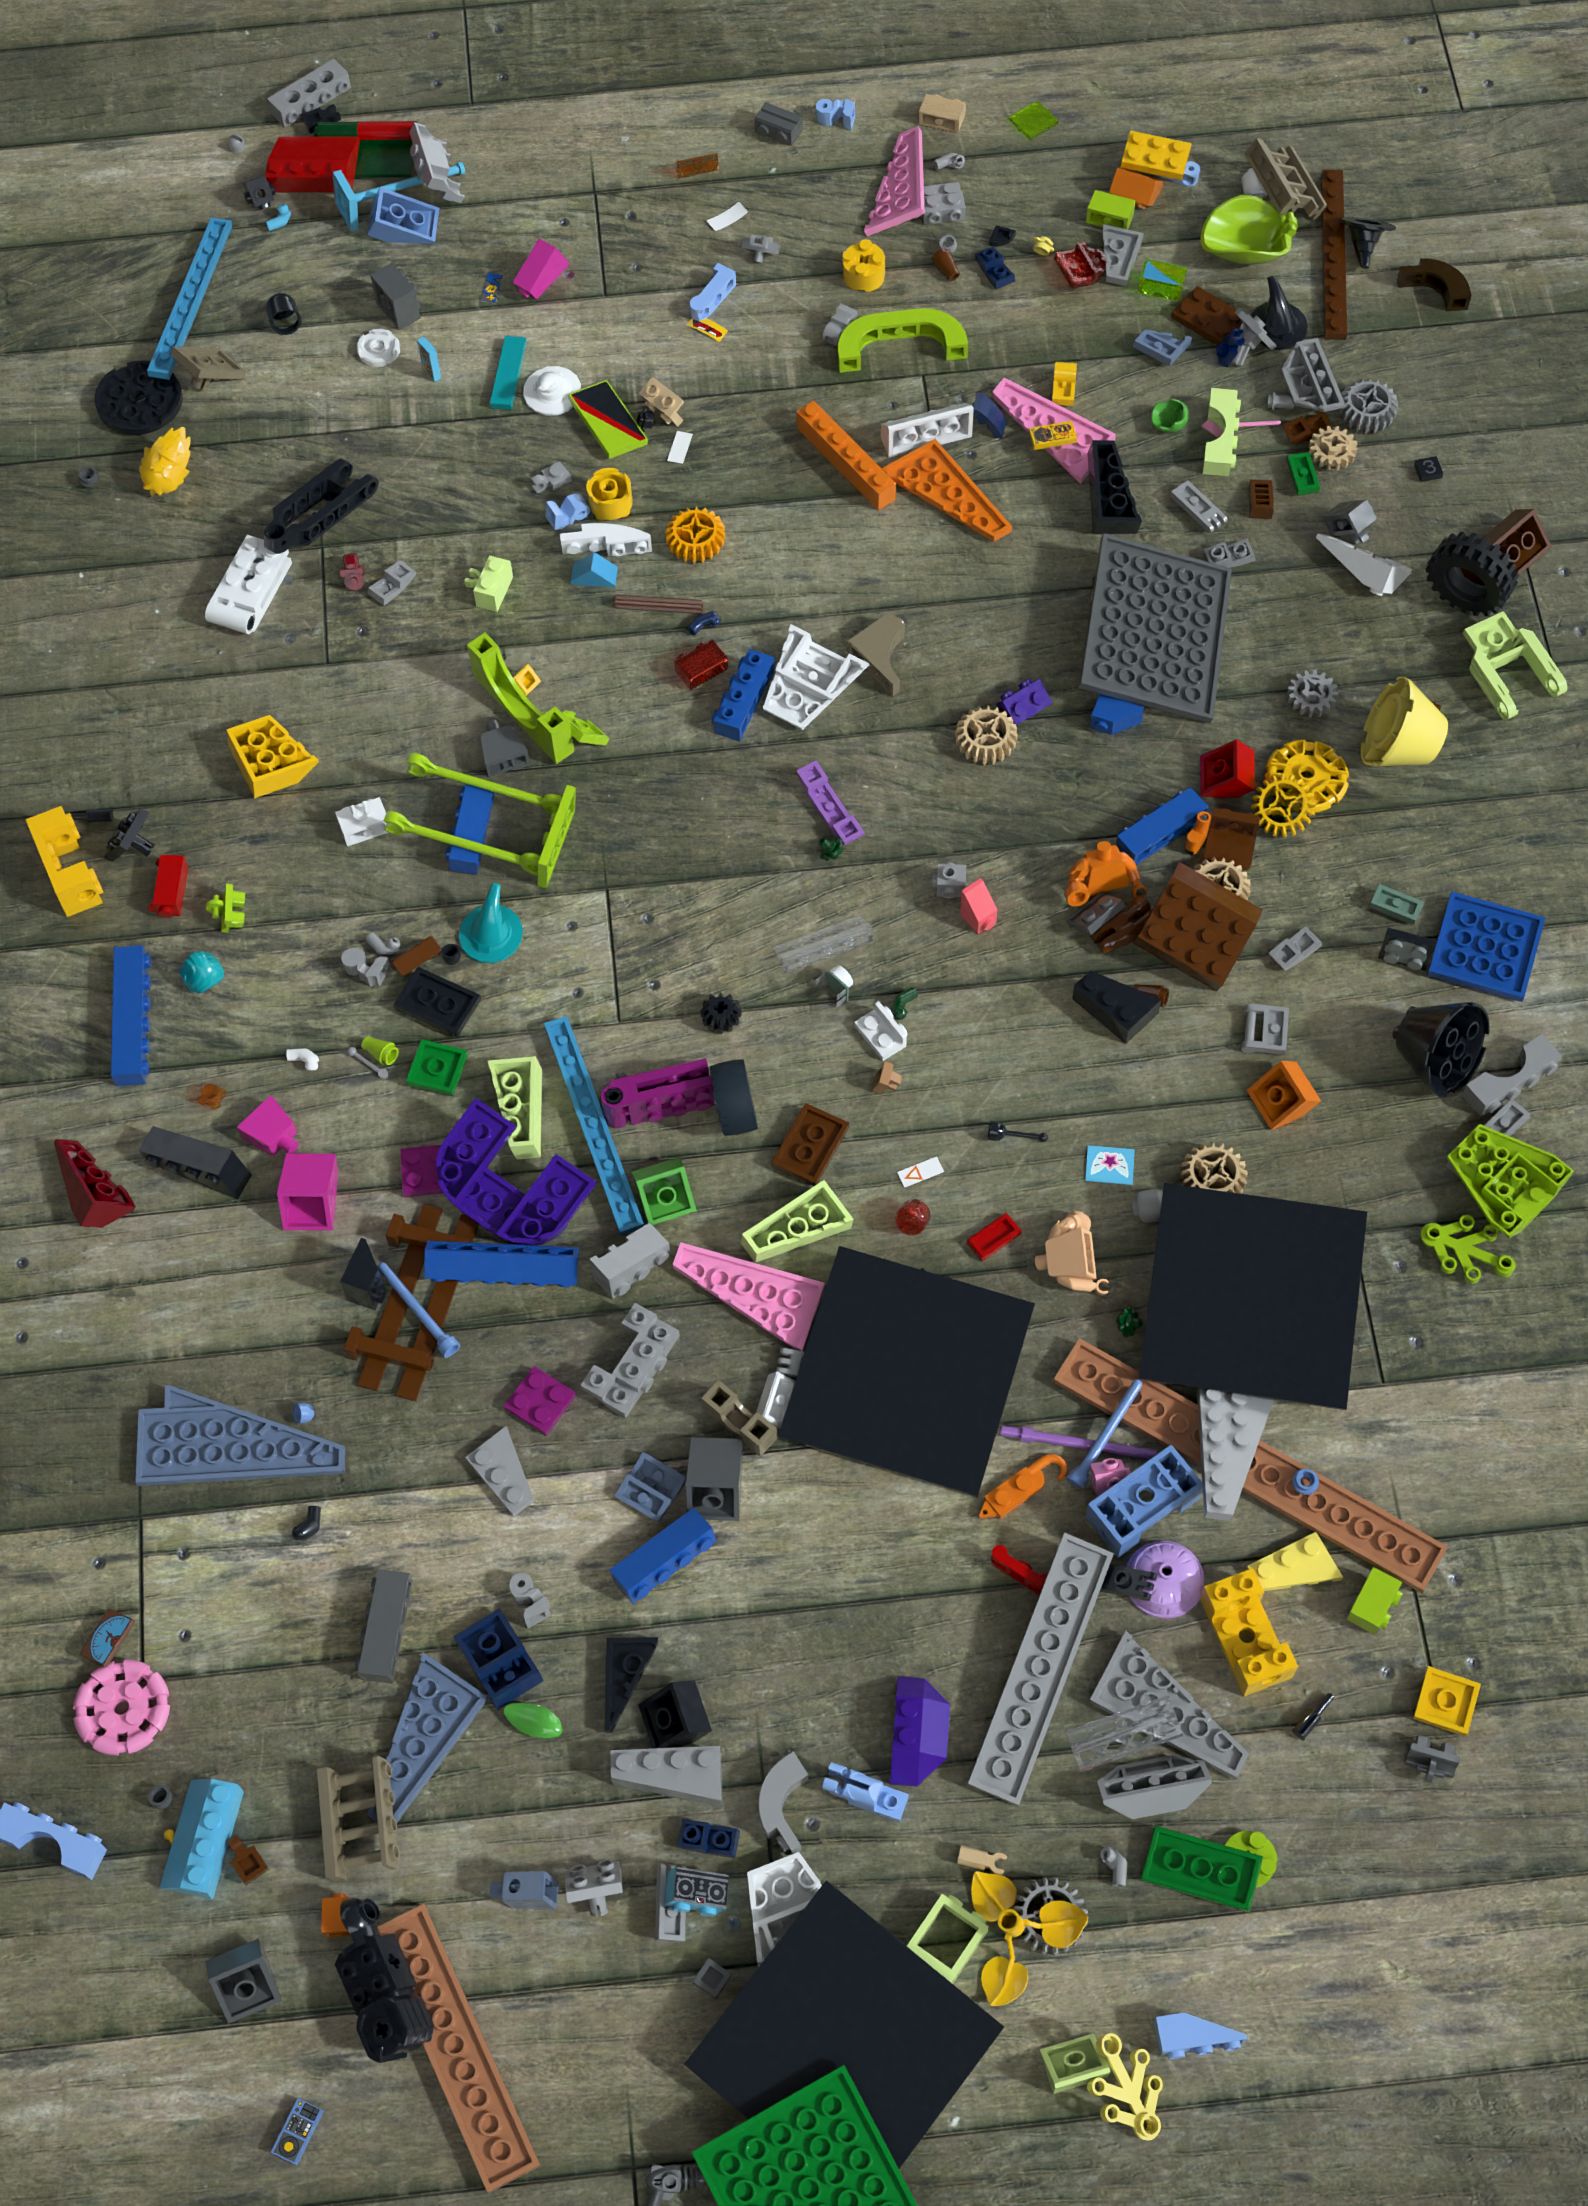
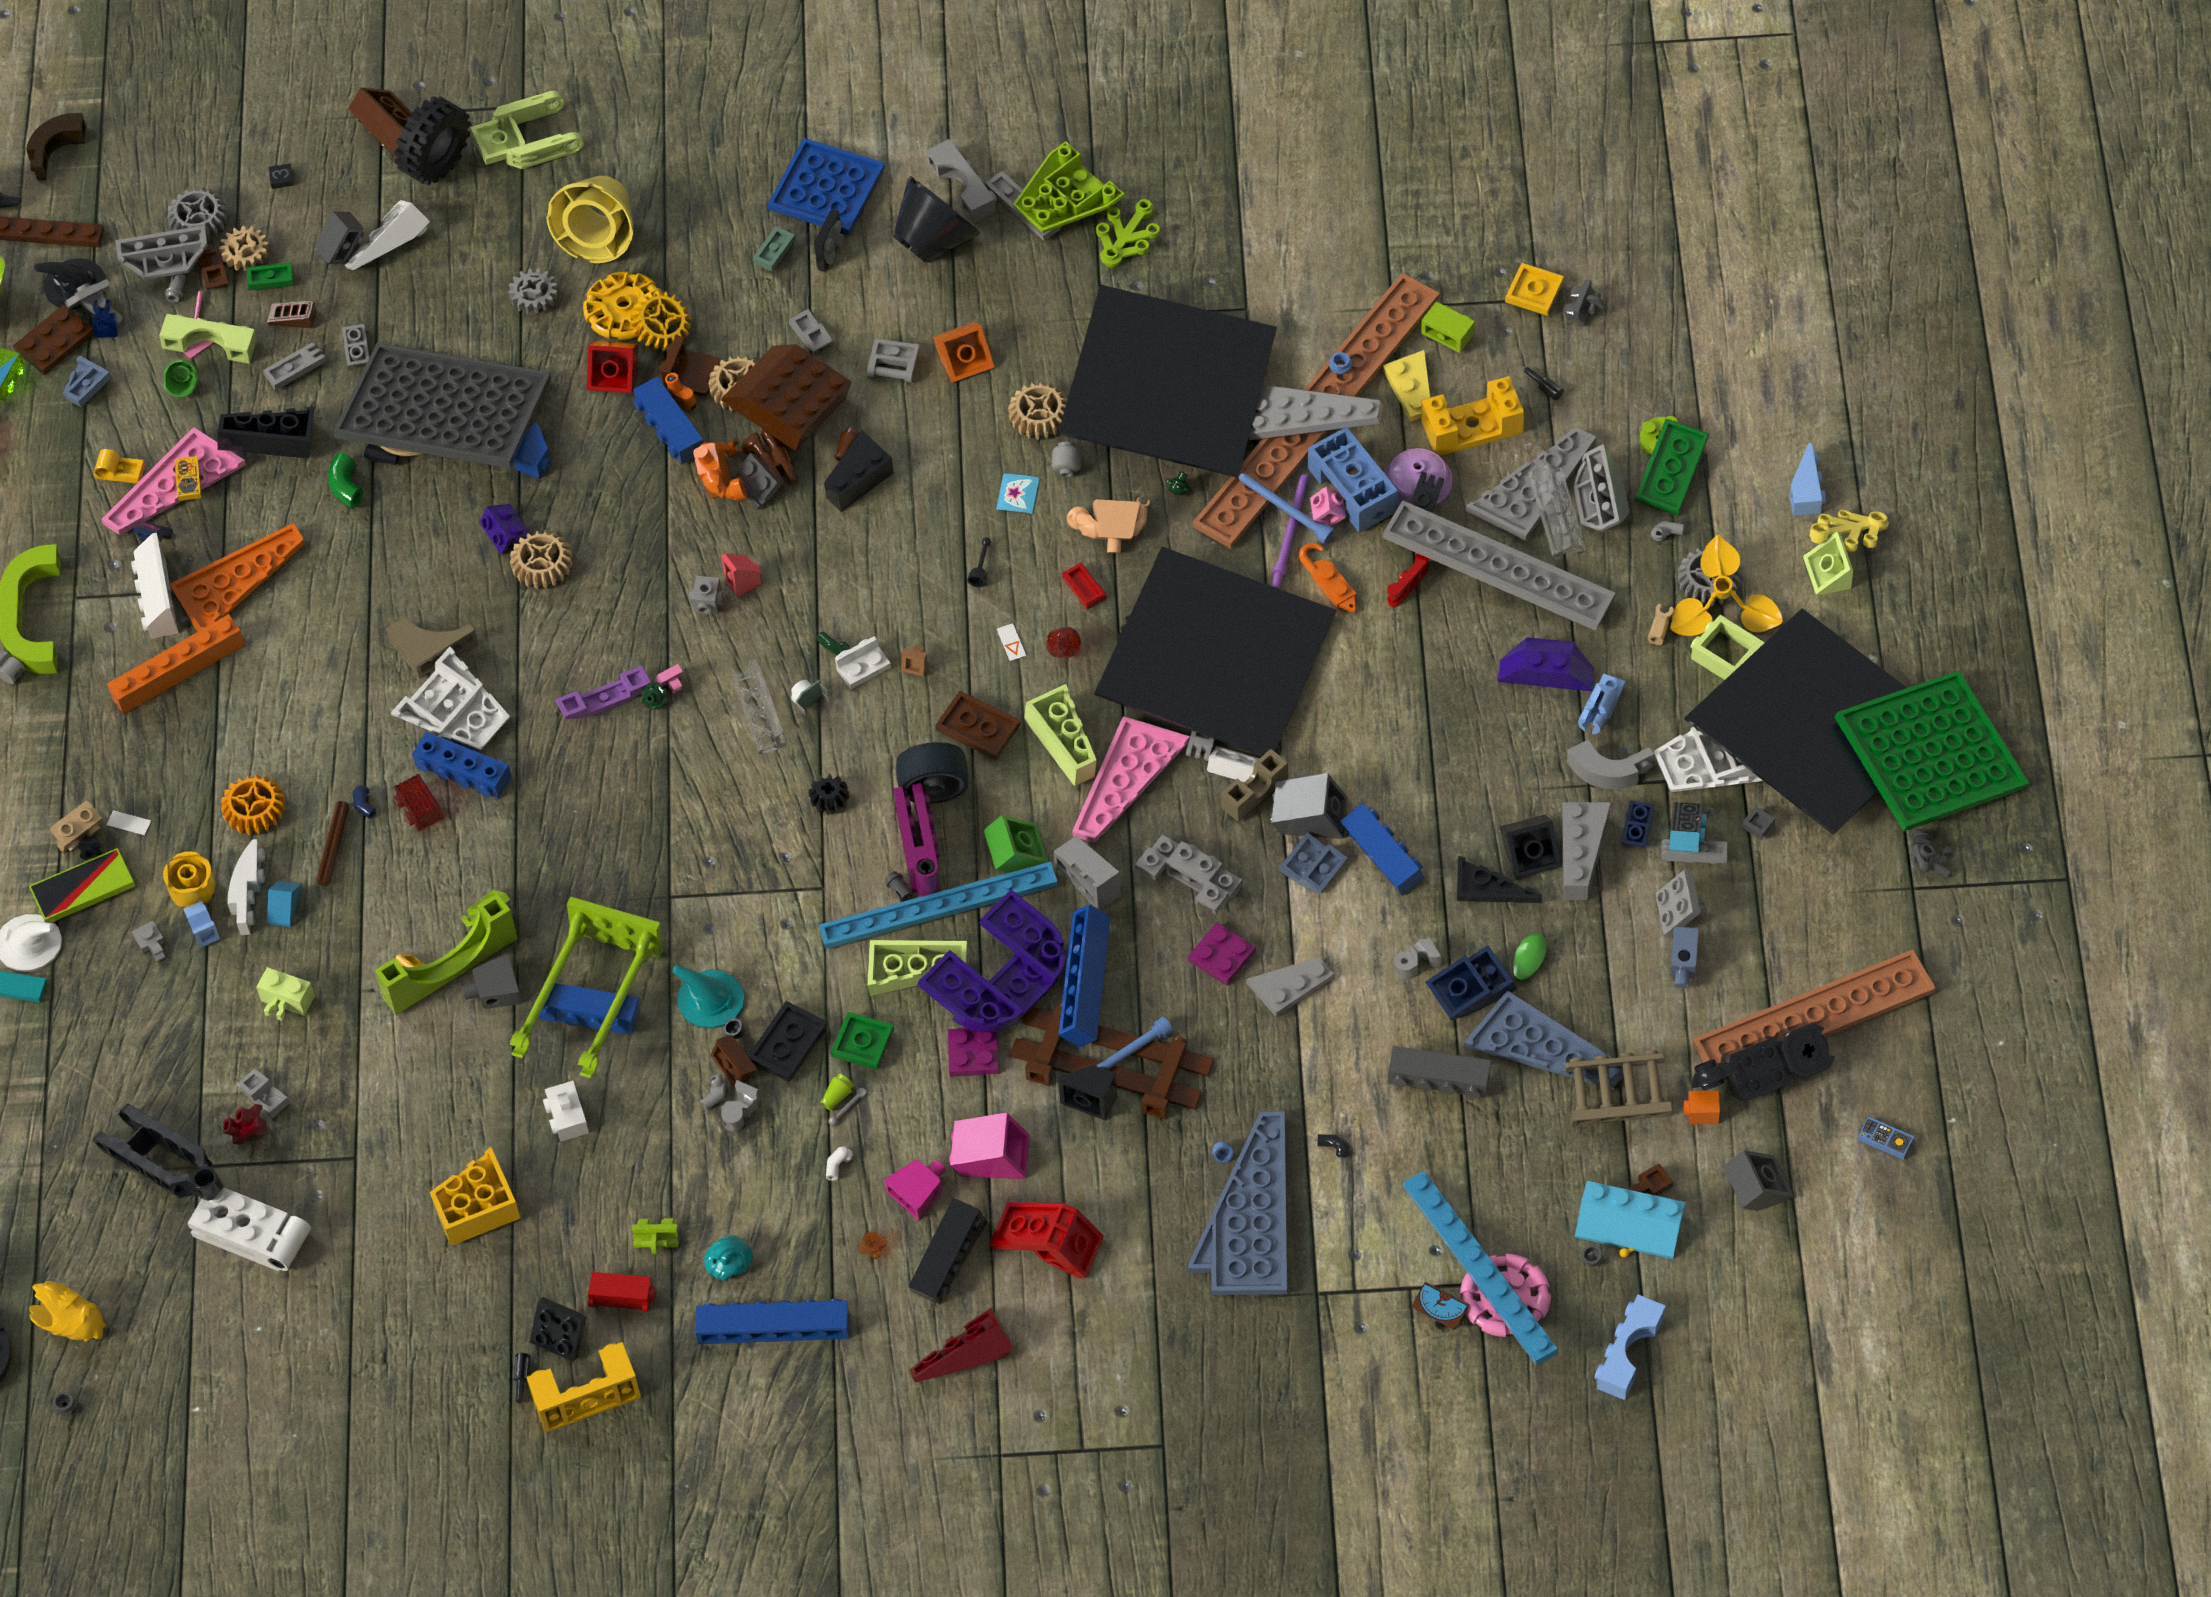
camera: 85 degrees left, 5 degrees down
(144, 1676) = (1480, 1268): none -> dark azure plate
(202, 1252) = (1052, 1231): none -> red bracket
(851, 861) = (671, 678): none -> bright pink tile
(1063, 559) = (340, 480): none -> green cylinder

